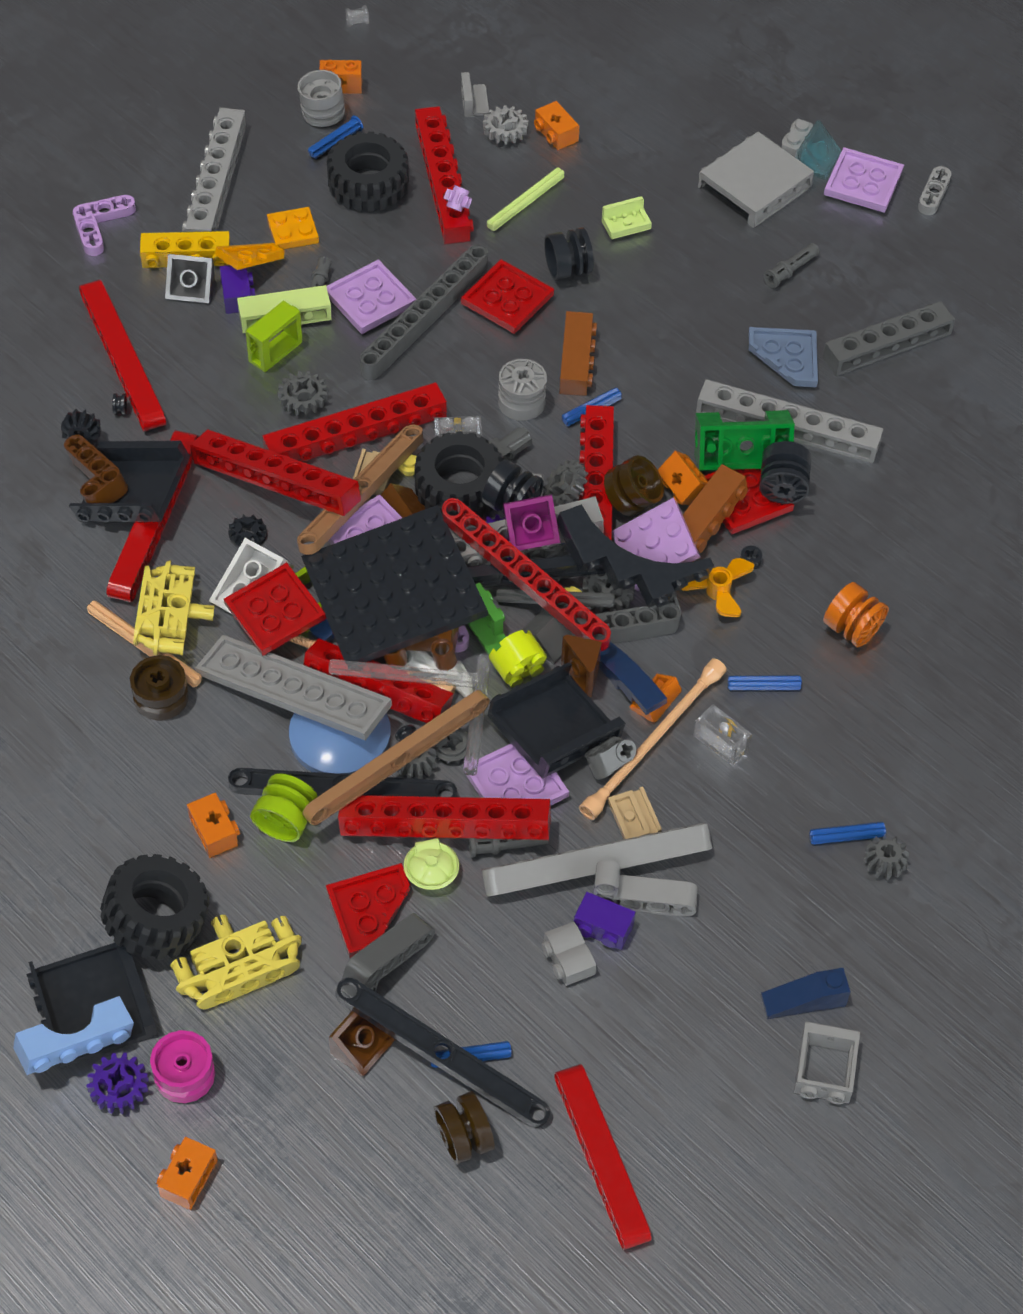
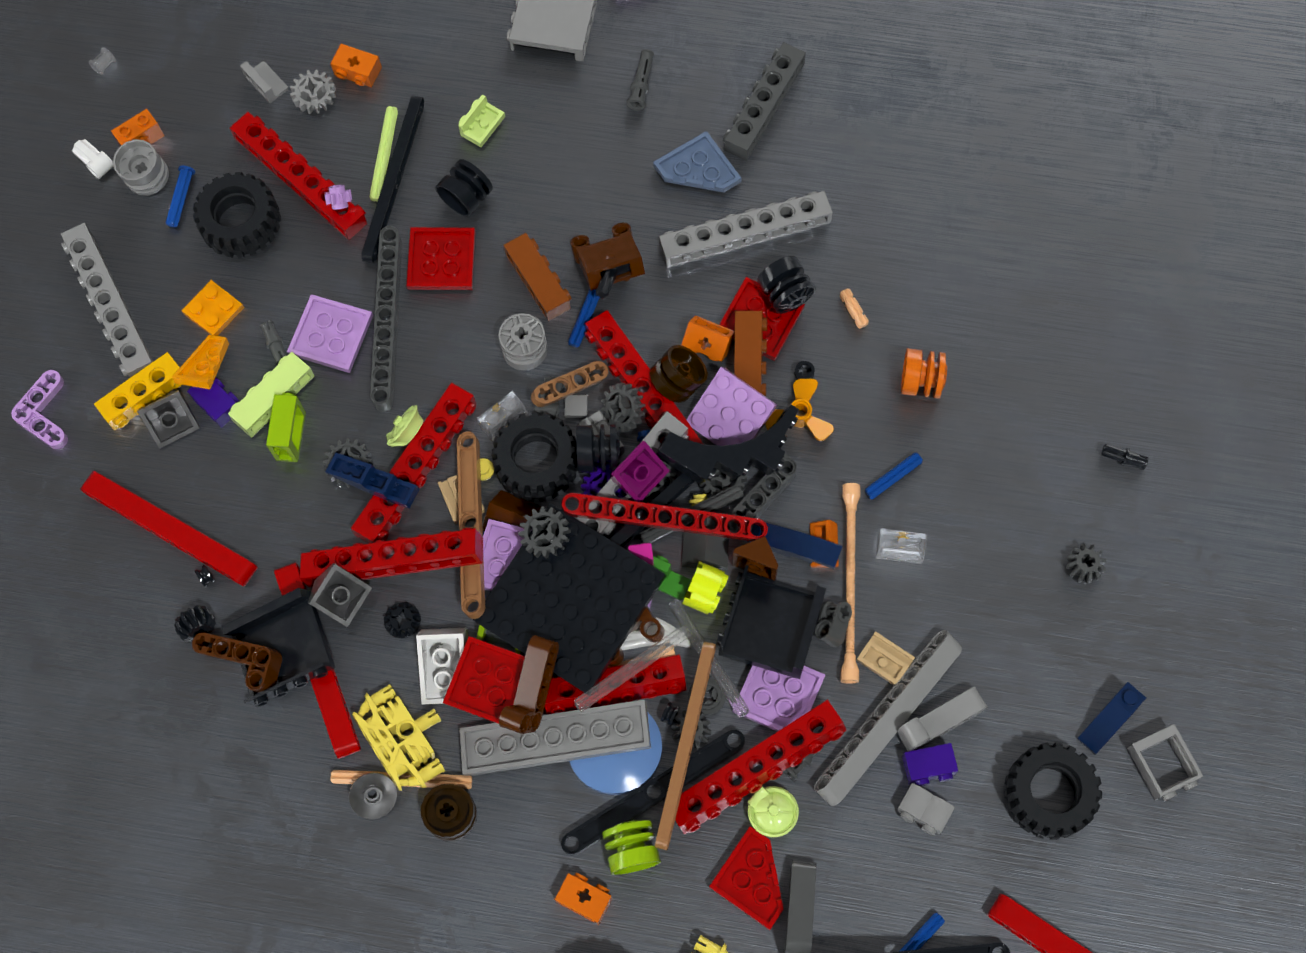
camera: 30 degrees left, 15 degrees up
(97, 637) = (372, 806): none -> flat silver dish
(210, 473) = (338, 594): none -> flat silver slope
(290, 74) = (95, 161): none -> white piece
(304, 629) = (532, 688): none -> reddish brown beam
(308, 410) = (371, 480): none -> dark blue slope
(370, 392) = (405, 427): none -> yellowish green piece
(412, 517) = (538, 539): none -> dark grey gear
(486, 589) = (643, 551): none -> dark pink slope
(522, 215) = (393, 178): none -> black beam
(530, 463) = (576, 406): none -> light grey tile
(534, 445) = (569, 383): none -> medium nougat beam
(647, 370) = (608, 260): none -> reddish brown piece
(702, 980) = (1074, 769): none -> black tyre
(720, 441) = (719, 293): green plate -> none
(837, 536) = (854, 308): none -> light nougat axle
(847, 833) = (1043, 561): blue axle -> none
(997, 797) = (1125, 456): none -> black axle

